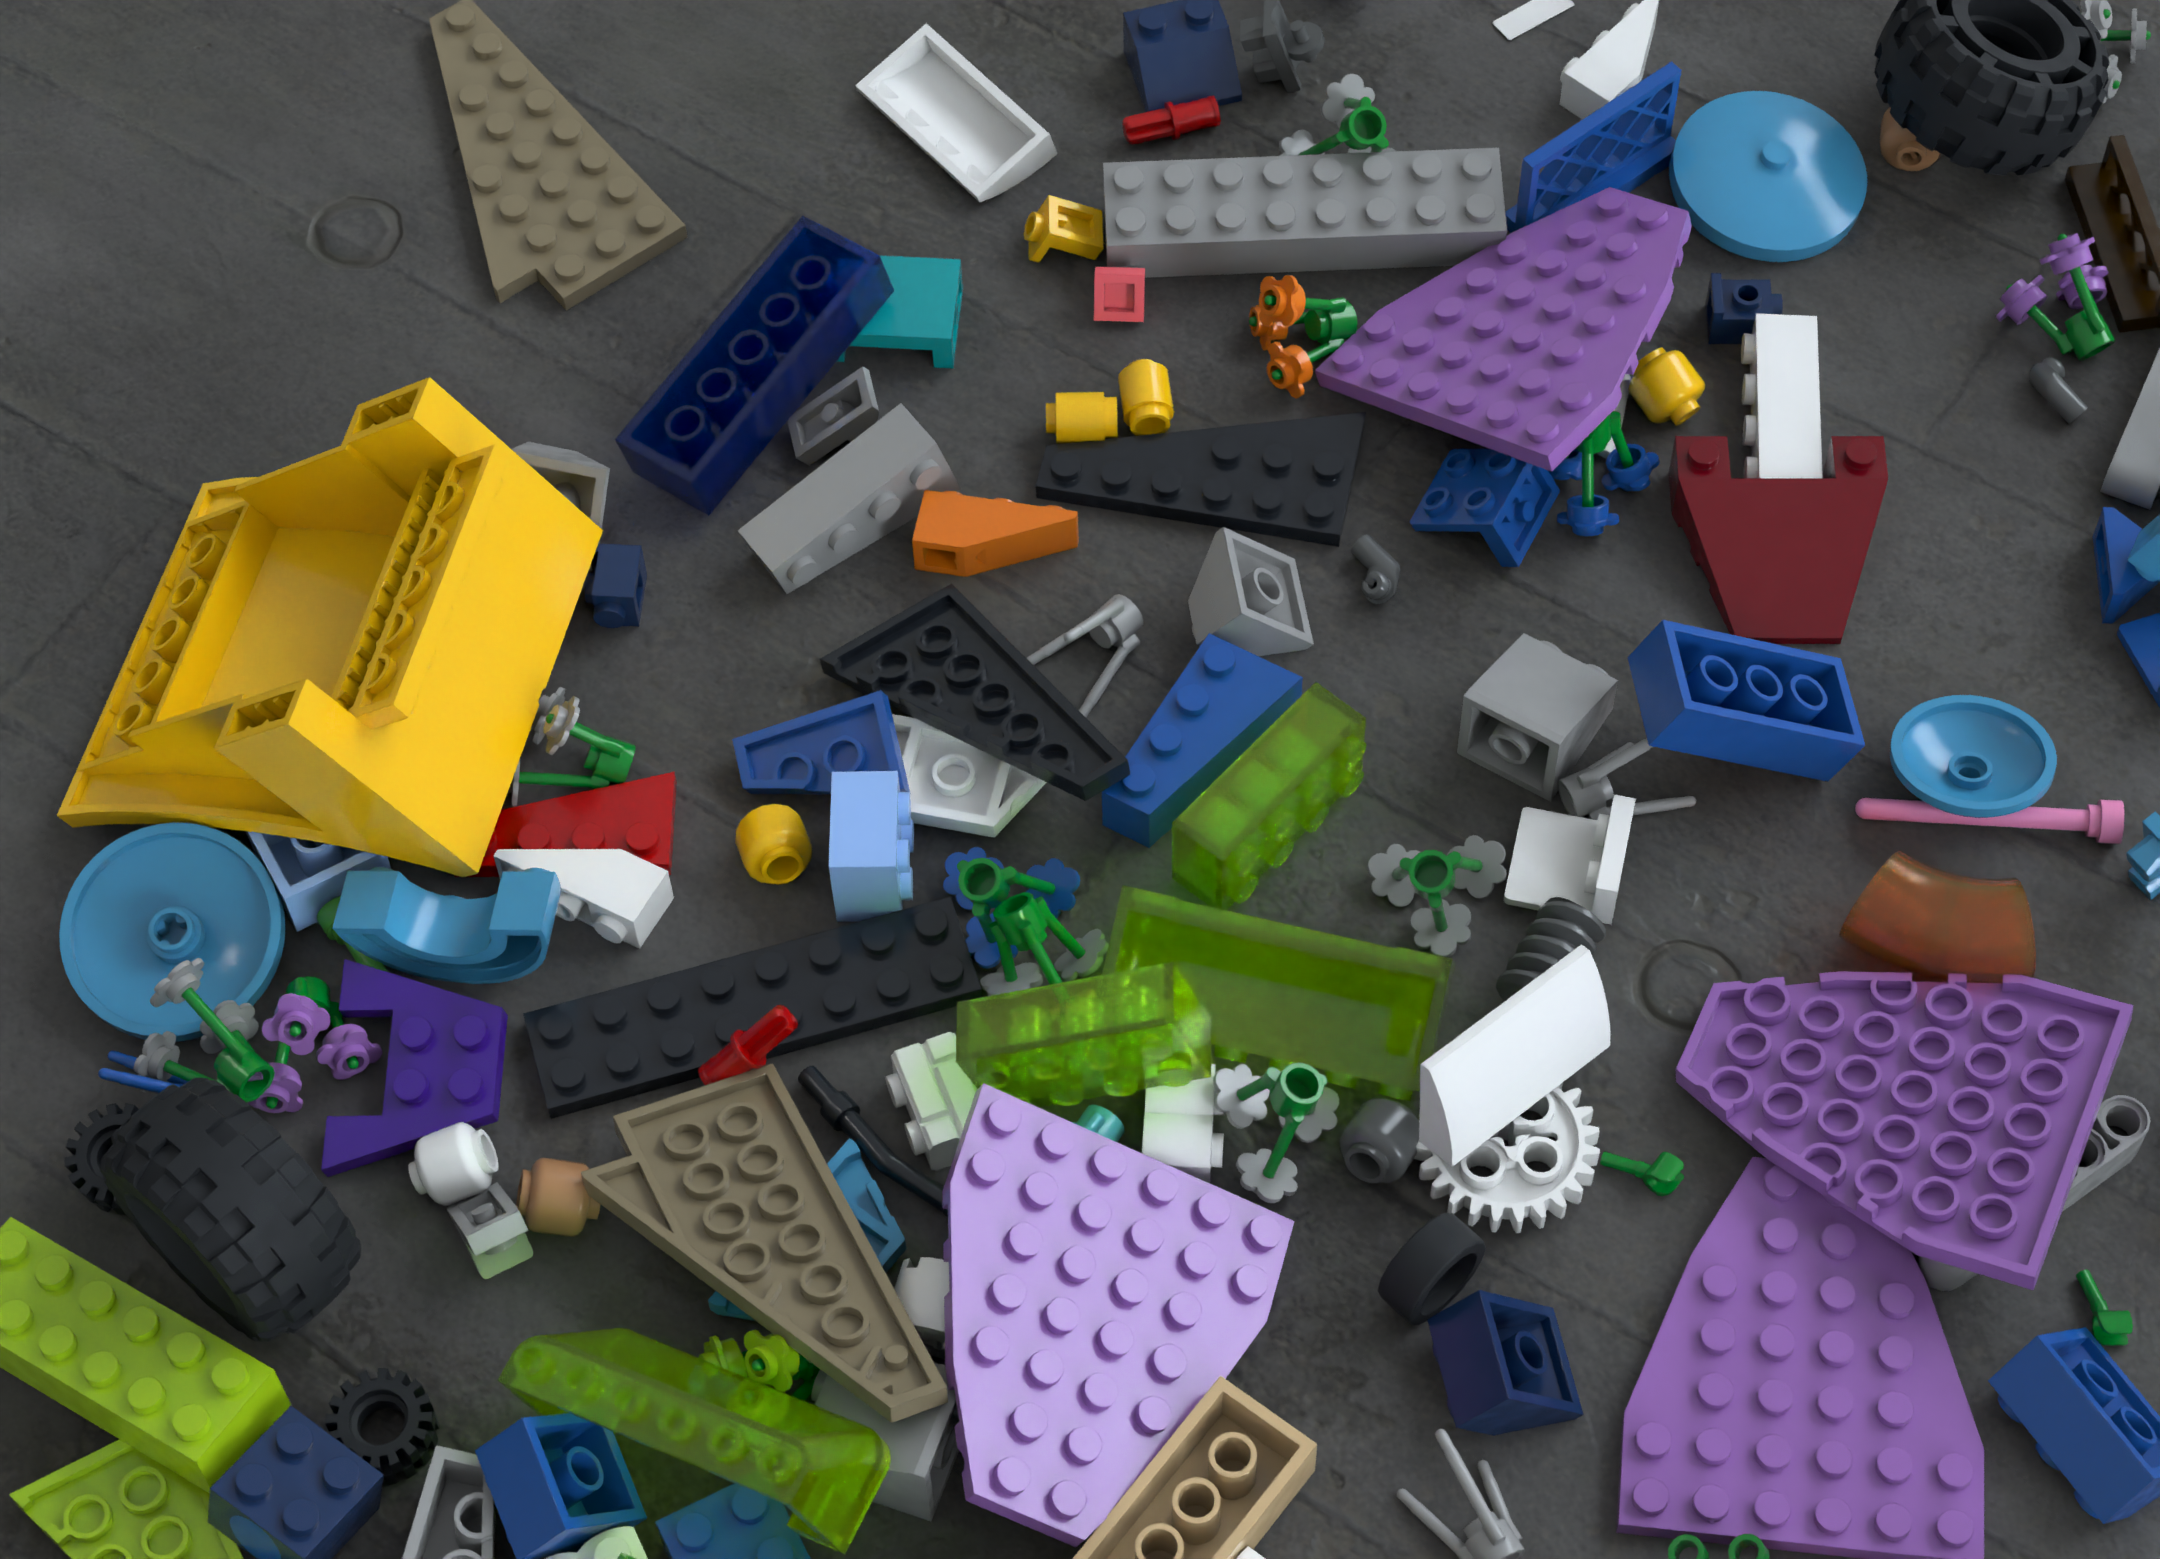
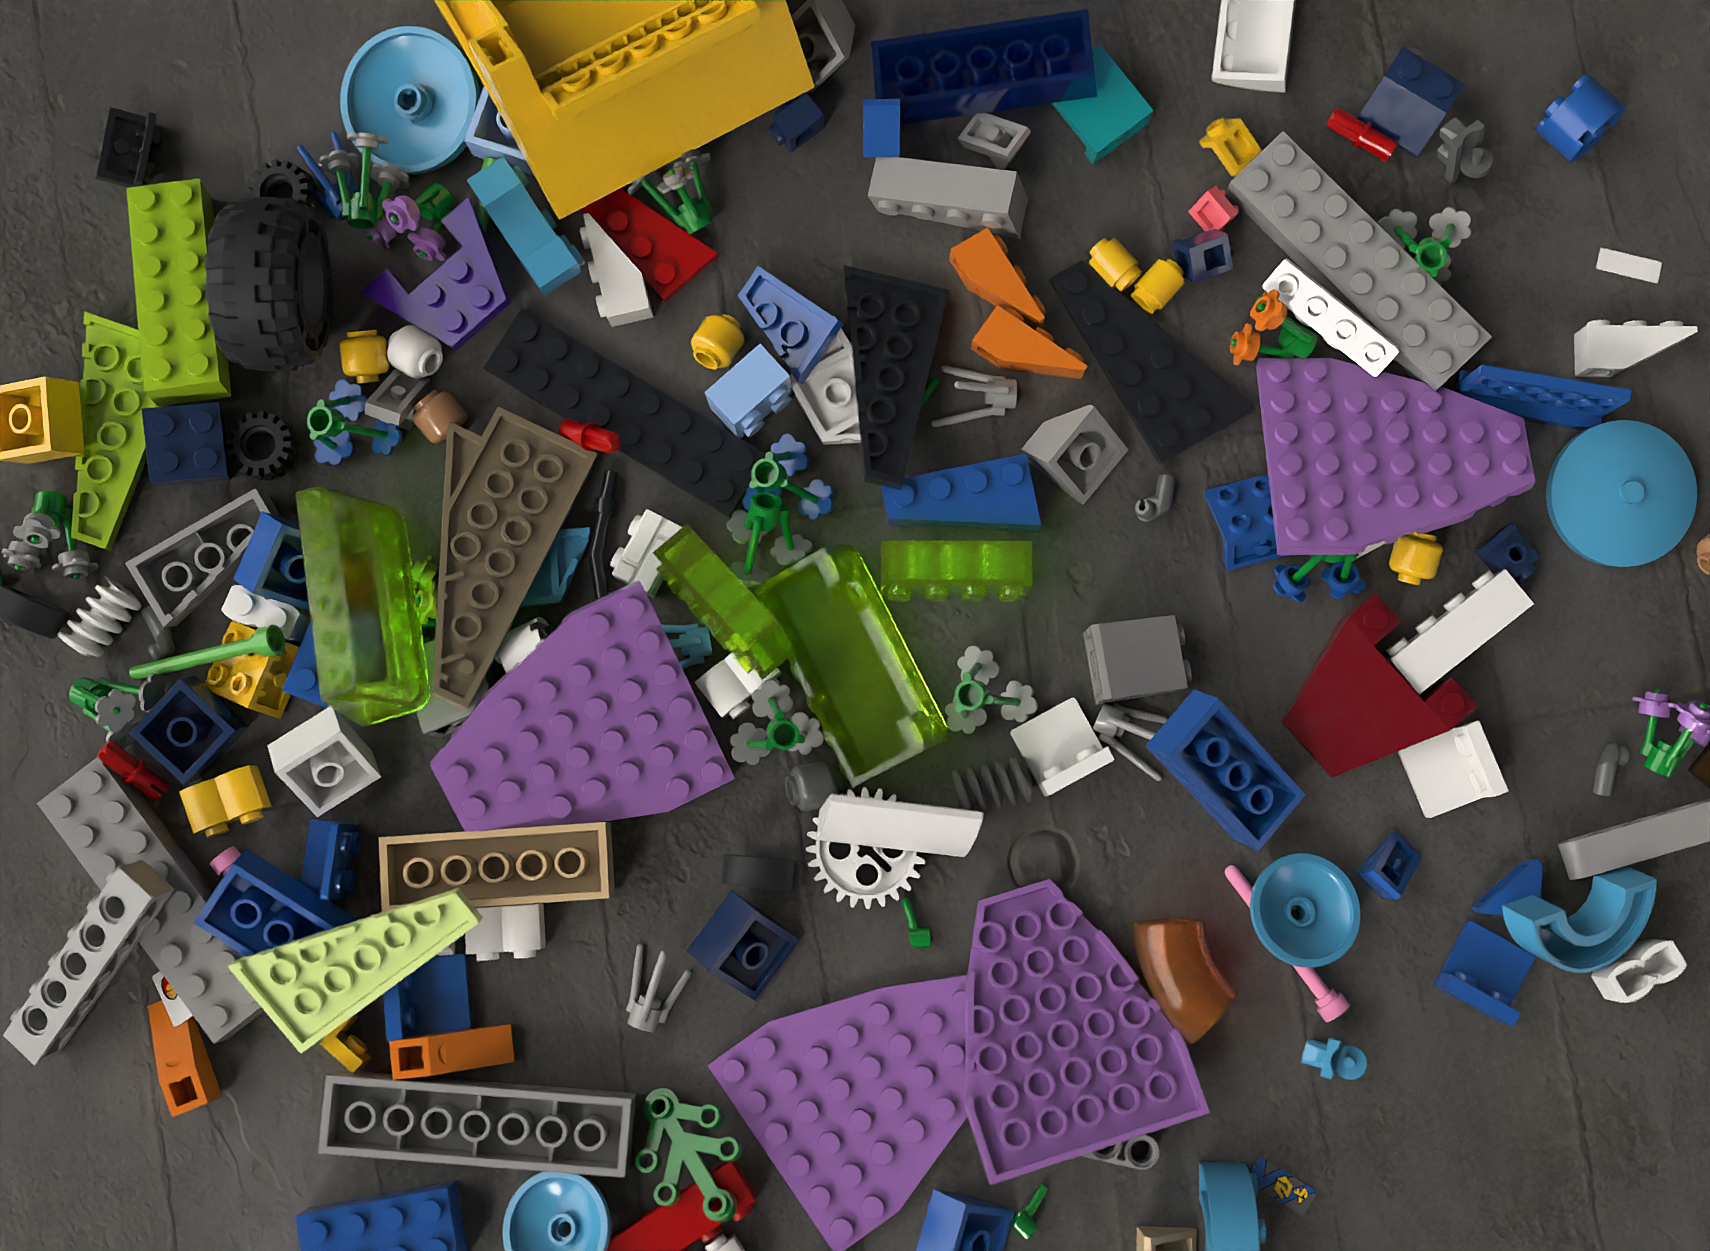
camera: 50 degrees right, 25 degrees up
(400, 1221) = (364, 355): none -> yellow head
(445, 1296) = (331, 430): none -> plant
(714, 500) = (881, 127): none -> blue slope
(1081, 567) = (1018, 347): none -> orange slope
(1156, 330) = (1203, 265): none -> dark blue brick
(1344, 264) = (1331, 318): none -> white bracket
(1934, 515) = (1453, 769): none -> white bracket
(1994, 659) = (1390, 867): none -> blue slope

